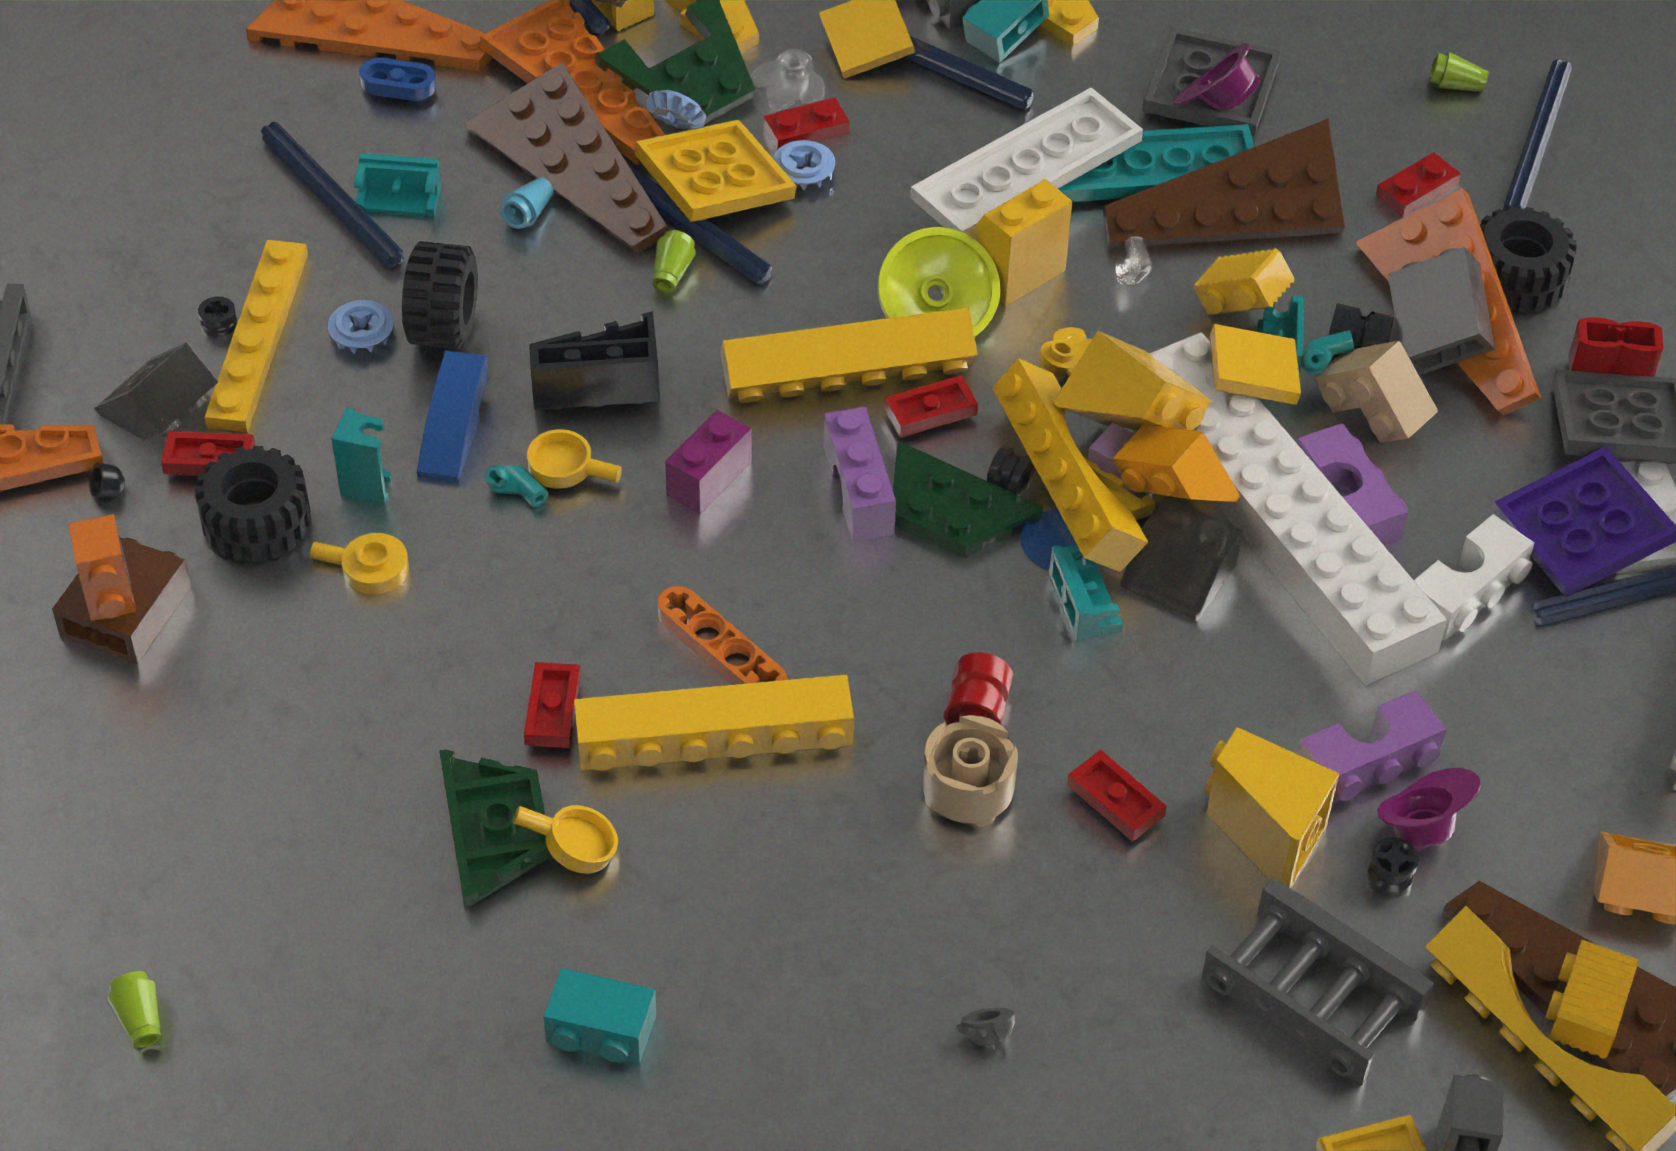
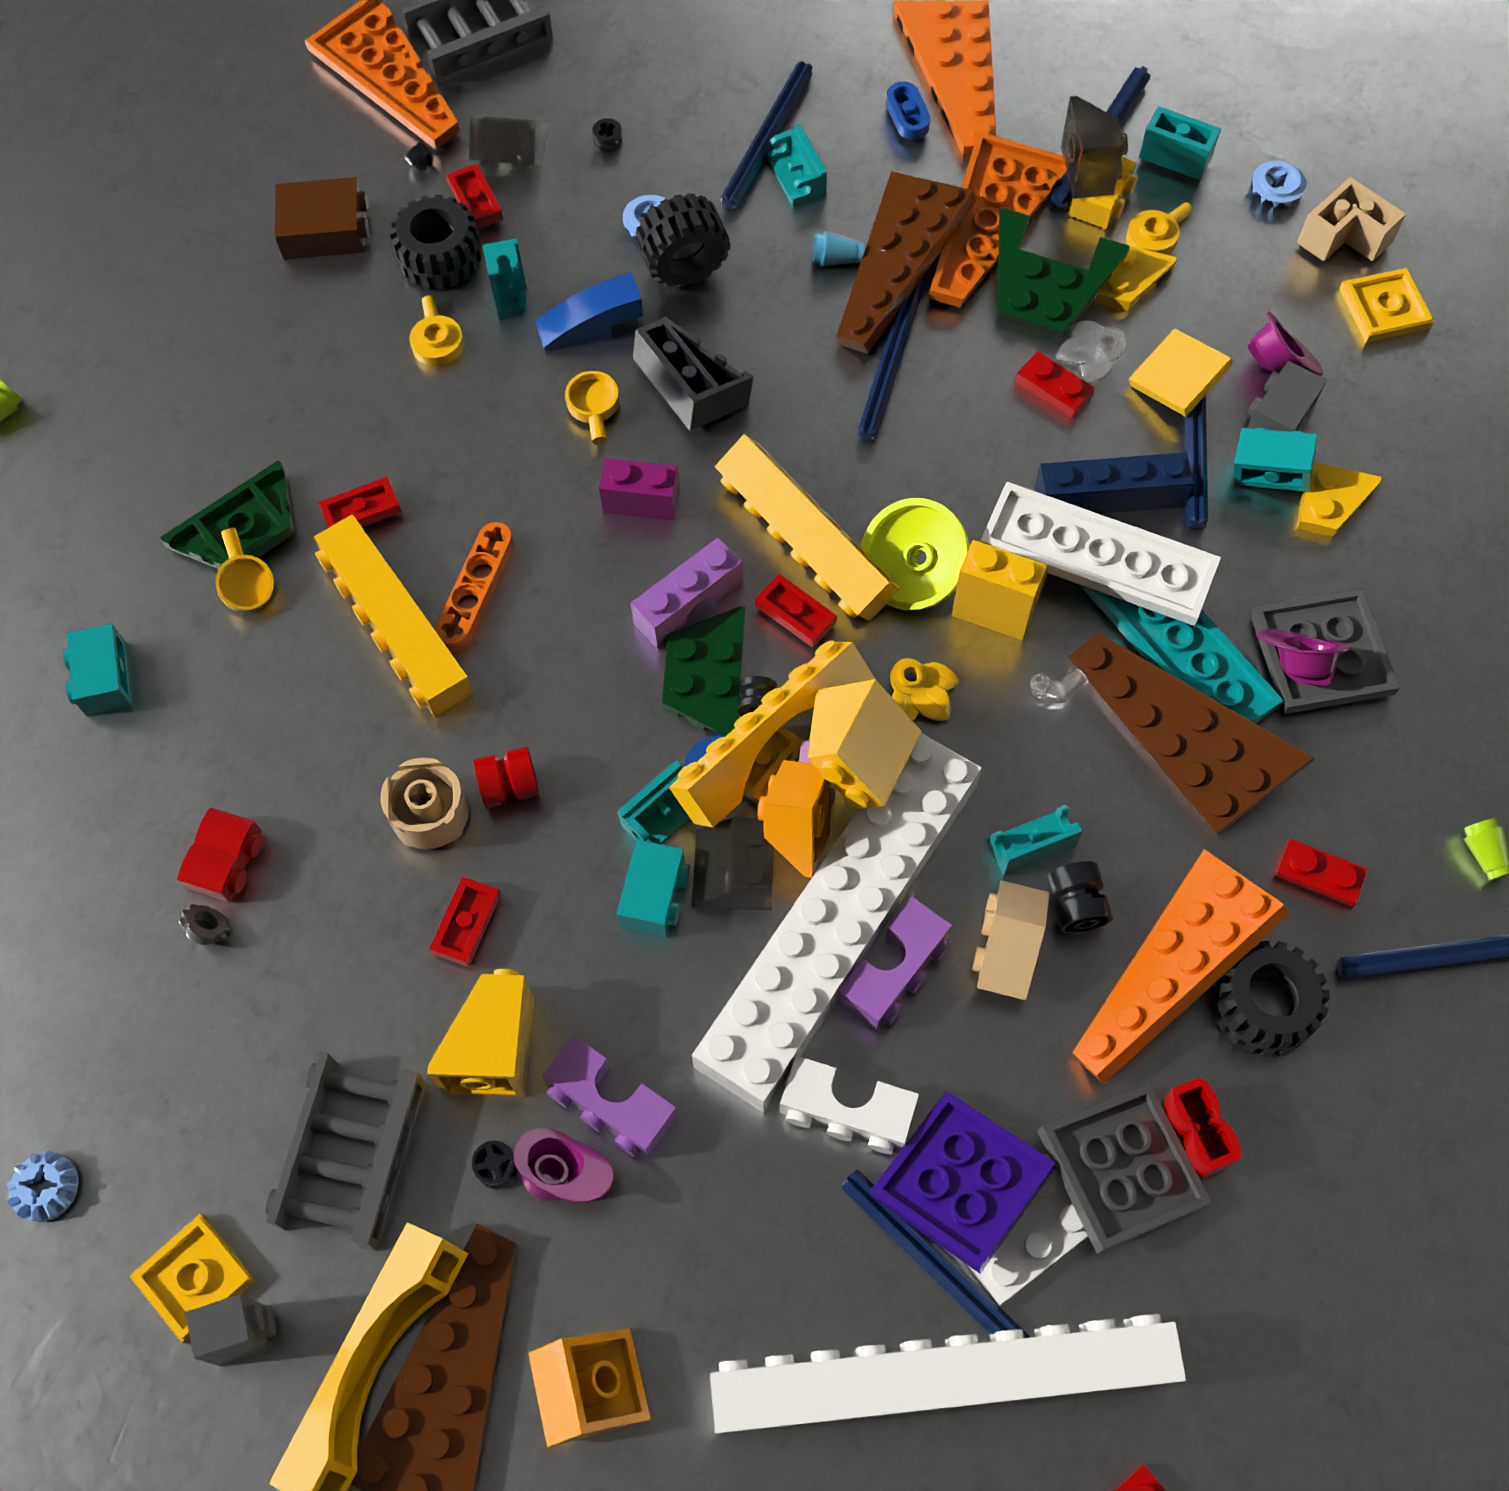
camera: 65 degrees right, 15 degrees up
(102, 567) = (292, 183): orange brick -> none
(256, 336) = (606, 165): yellow plate -> none
(516, 480) = (557, 379): teal arm -> none
(672, 259) = (836, 367): lime cone -> none
(675, 109) = (984, 288): light blue gear -> none
(715, 170) = (945, 346): yellow plate -> none
(801, 153) = (1016, 393): light blue gear -> none
(913, 977) = (220, 854): none -> red brick
(957, 121) = (1119, 483): none -> dark blue brick
(1169, 632) = (652, 888): none -> teal brick
(1244, 282) = (1068, 776): yellow brick -> none
(1255, 364) = (960, 823): yellow tile -> none
(1322, 349) = (1028, 872): teal arm -> none
(1441, 310) = (1138, 951): dark grey brick -> none
(1593, 998) = (406, 1384): yellow brick -> none

